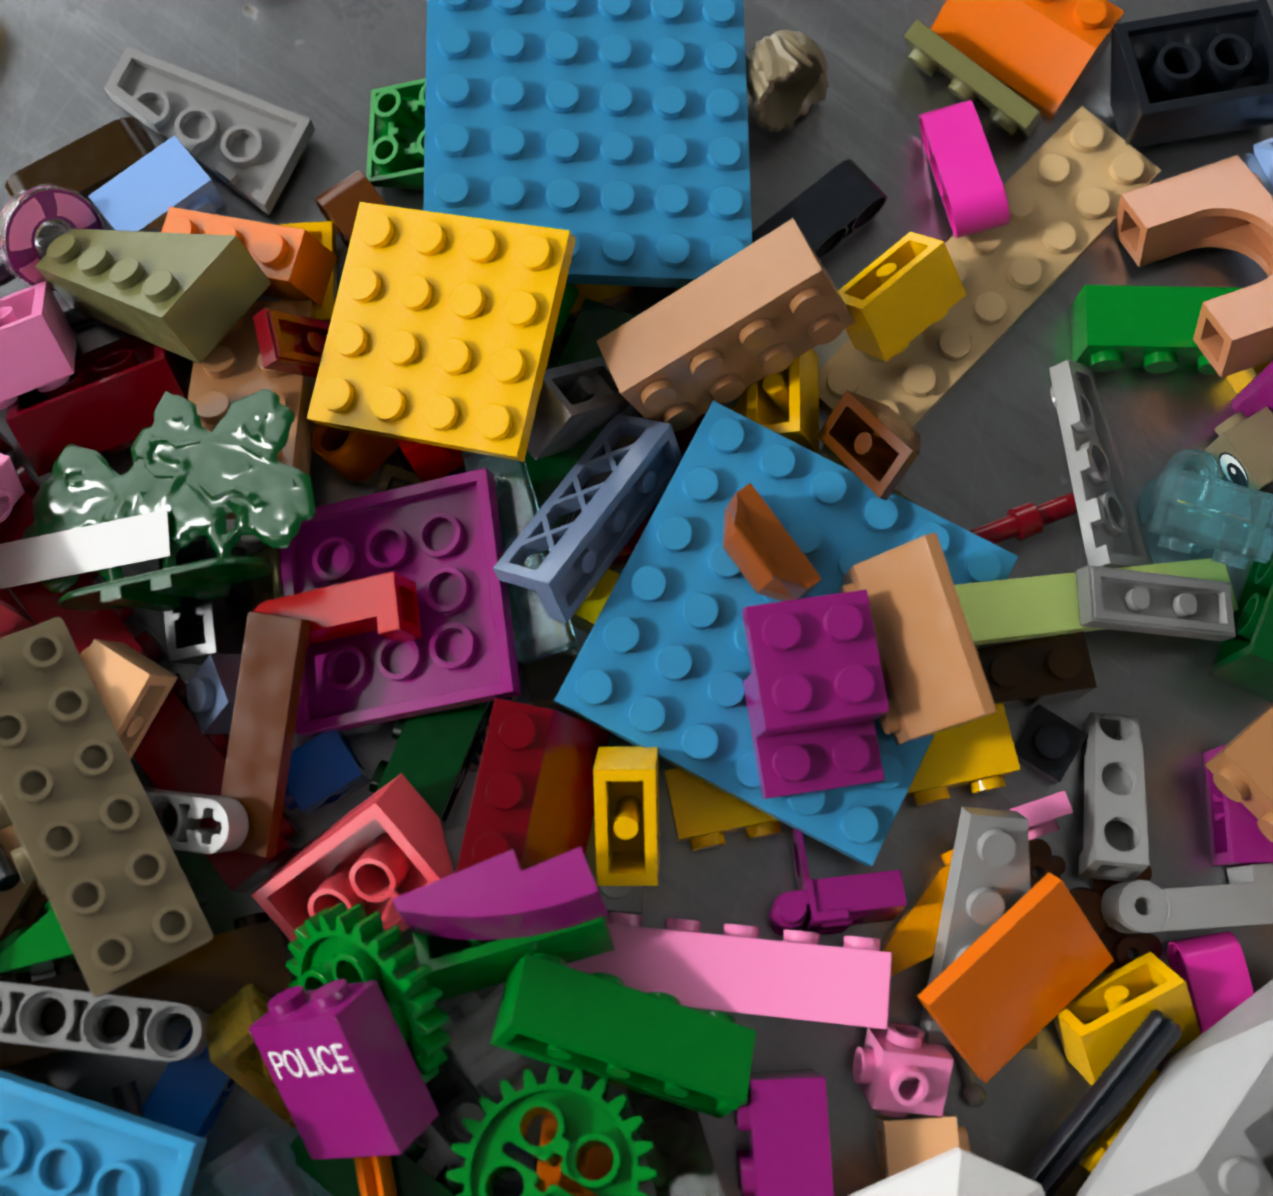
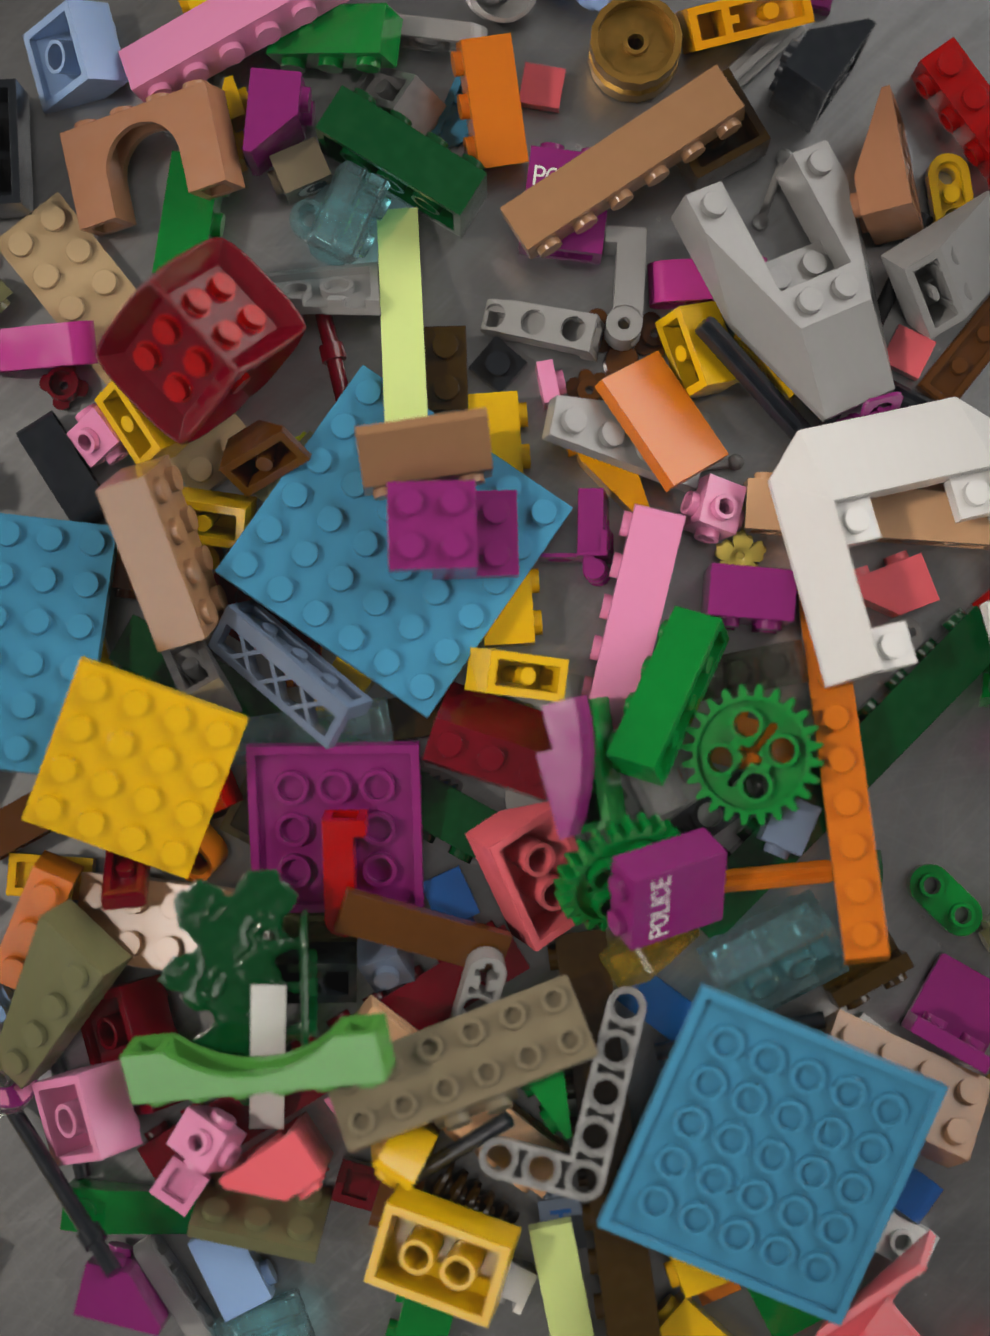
camera: 80 degrees left, 10 degrees up
(67, 639) = (175, 1069): none -> bright green arch
(765, 549) = (339, 549): dark orange slope -> none
(849, 1121) = (741, 551): none -> light yellow plant
(858, 246) = (96, 438): none -> bright pink brick
(920, 197) = (63, 397): none -> dark red plate
(1016, 337) = (199, 339): none -> dark red piece
(1155, 603) = (410, 271): light grey tile -> none

